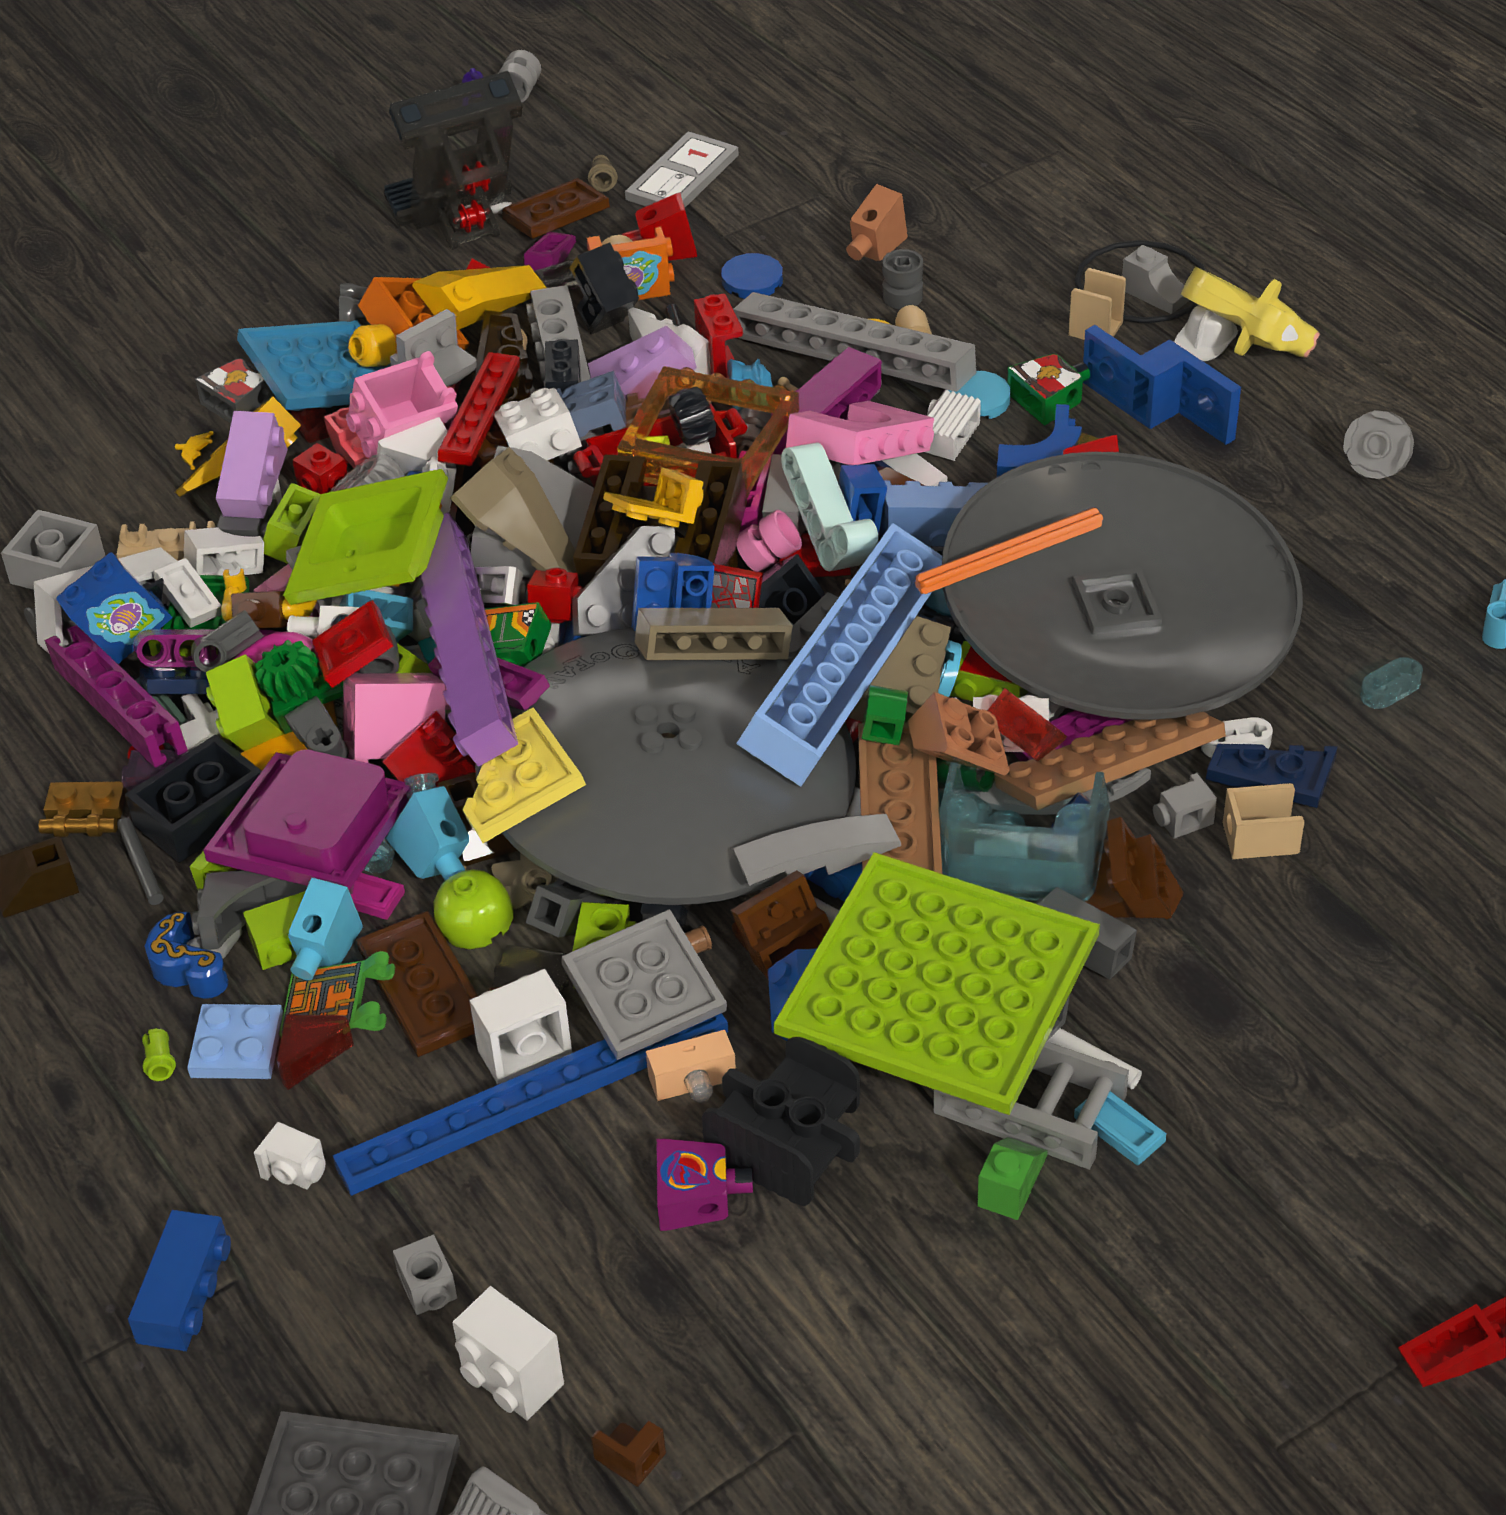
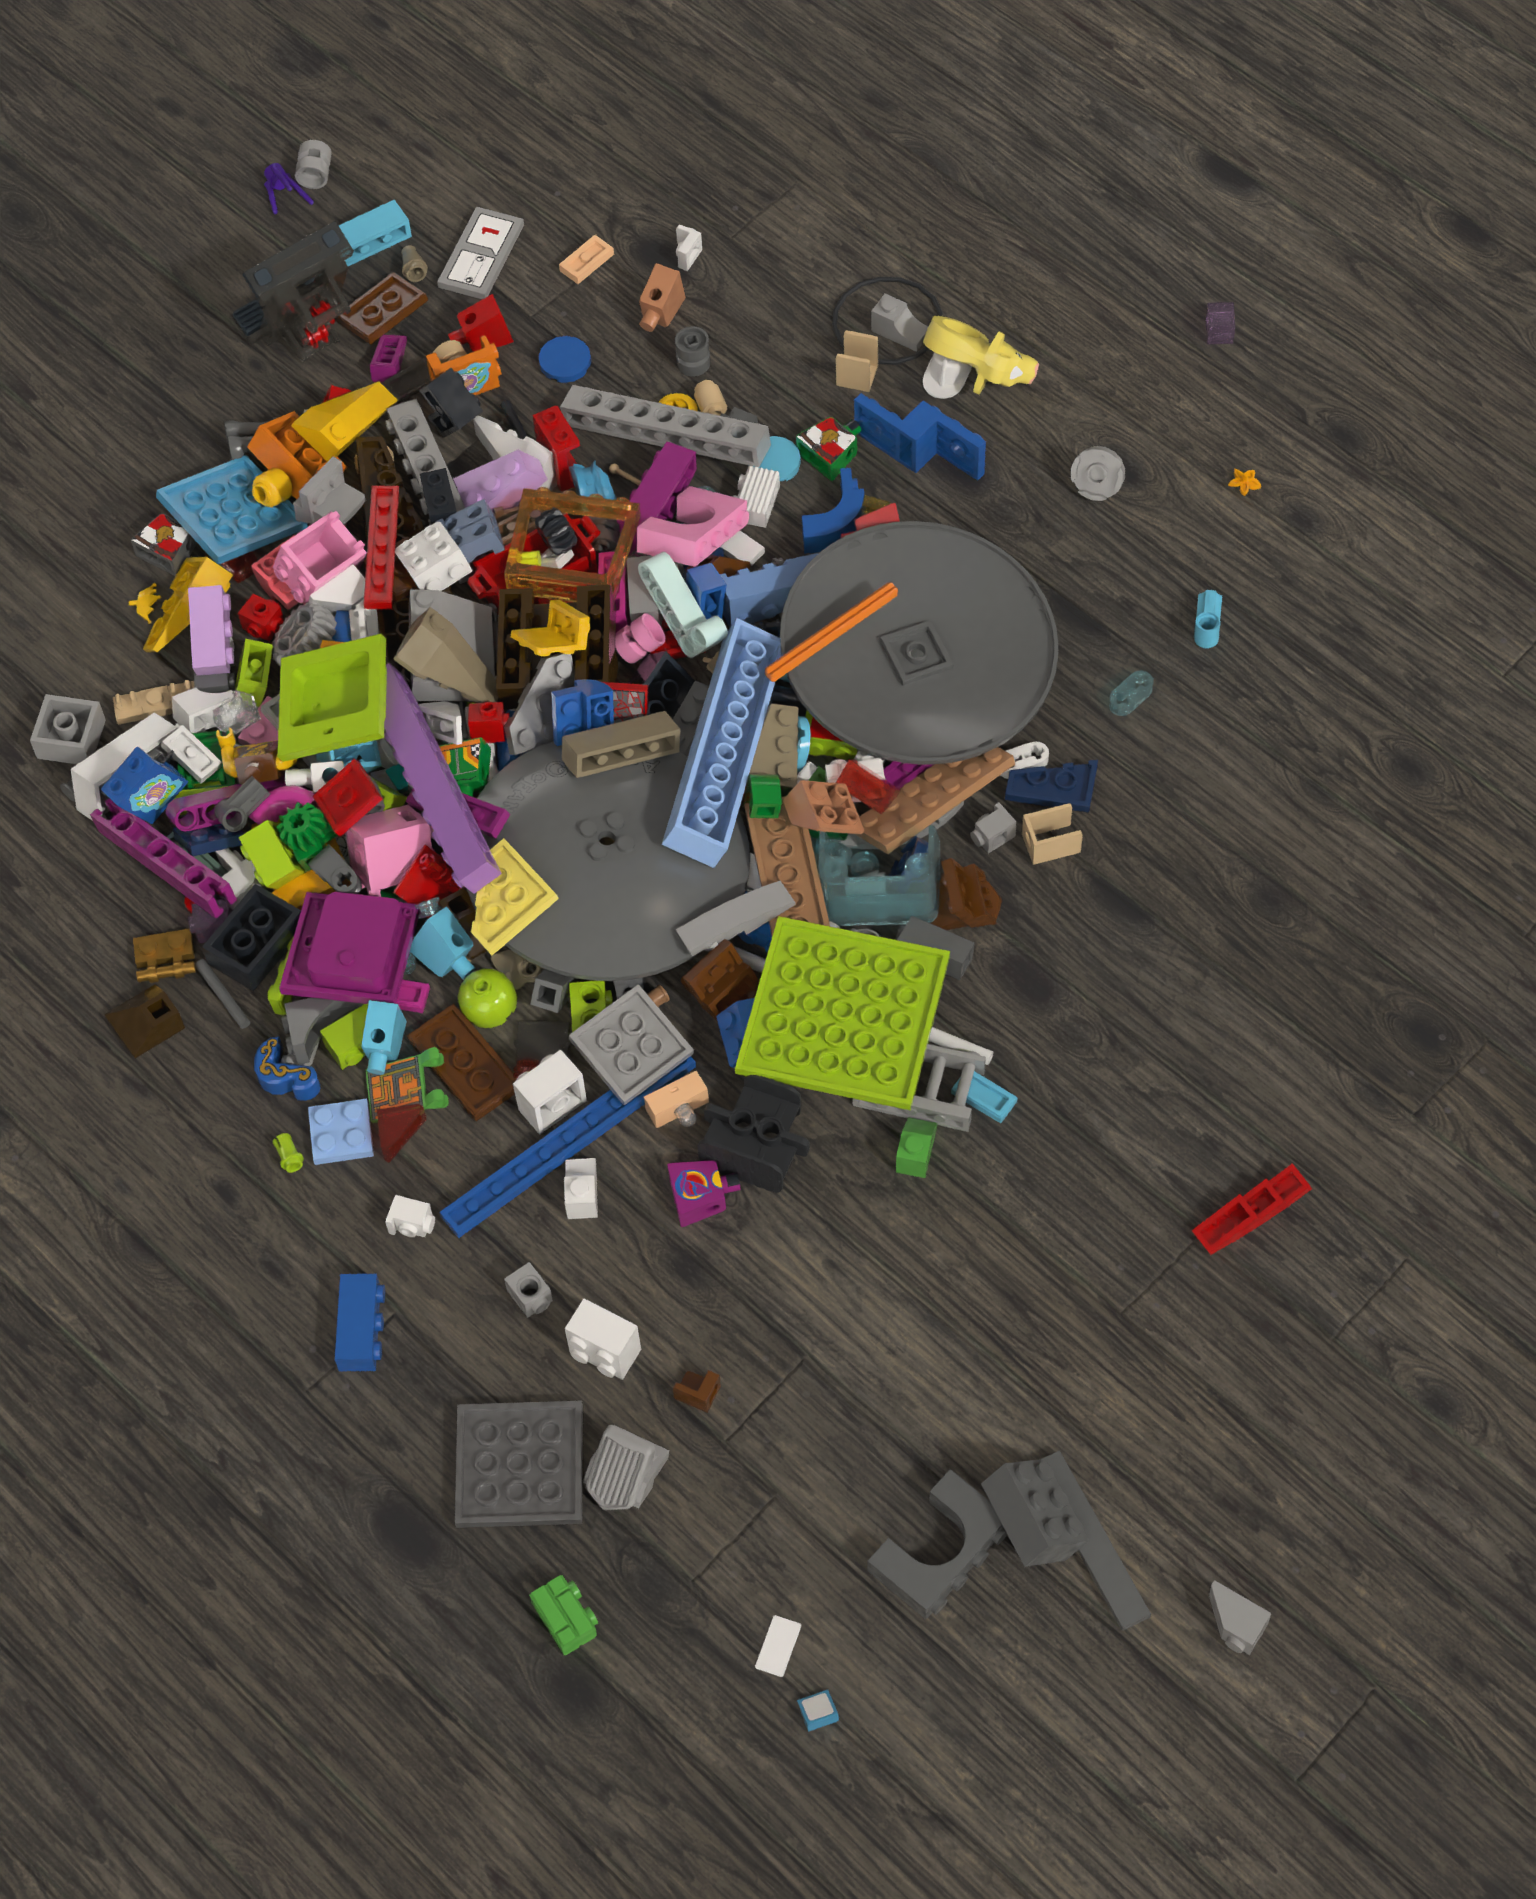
camera: 10 degrees left, 15 degrees up
(258, 557) = (236, 712): none -> clear brick
(532, 1158) = (581, 1188): none -> white arch
(561, 141) = (376, 231): none -> medium azure brick
(800, 188) = (586, 259): none -> light nougat plate
(920, 188) = (688, 247): none -> white bracket

